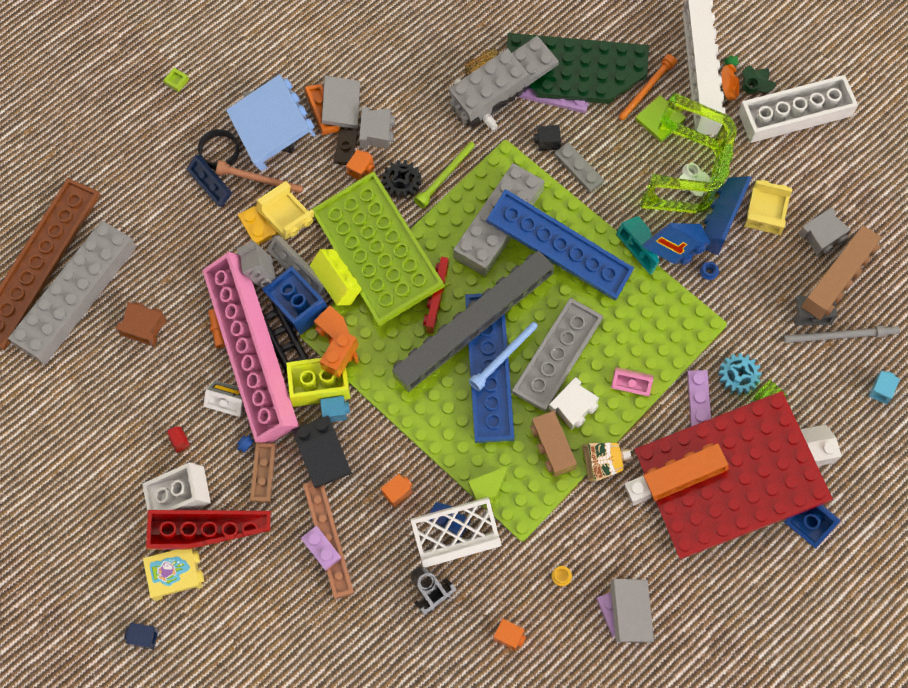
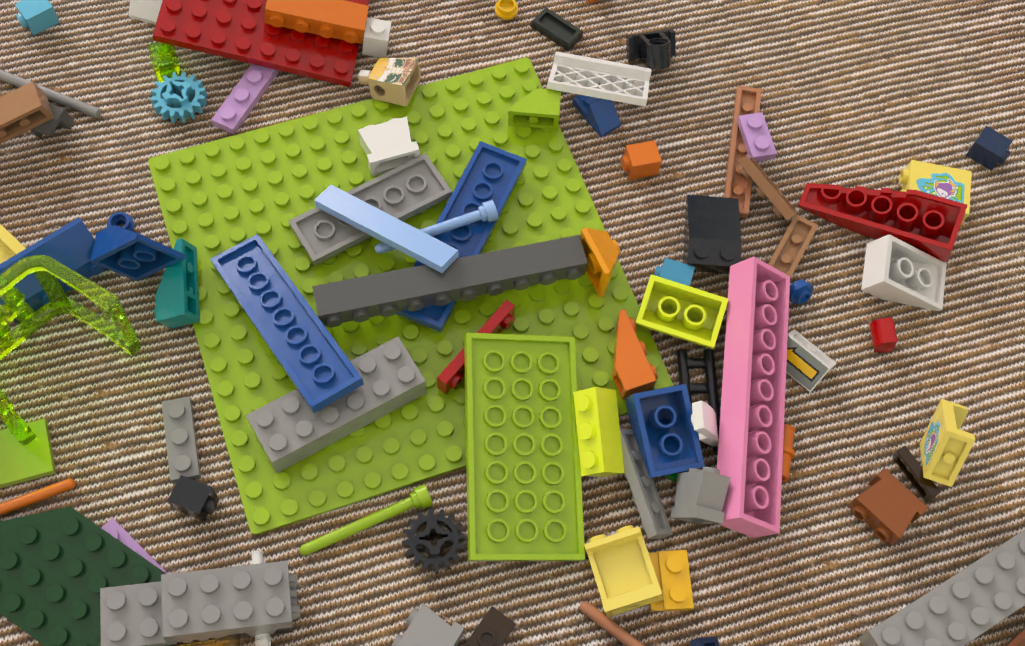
camera: 160 degrees left, 5 degrees down
(117, 353) = (944, 444): none -> light yellow panel
(128, 353) = (914, 472): none -> dark brown plate
(270, 307) = (705, 423): none -> slope
(297, 507) = (766, 187): none -> medium nougat plate
(339, 353) = (645, 310): orange brick -> none
(360, 165) = (480, 593): orange brick -> none
(389, 388) = (601, 257): none -> light orange slope
(514, 579) = (557, 29): none -> pearl dark grey tile
(535, 330) = (387, 228): none -> light blue tile
(553, 444) = (439, 117): medium nougat brick -> none
(632, 381) = (303, 145): bright pink slope -> none
(692, 172) = (50, 343): plate -> none

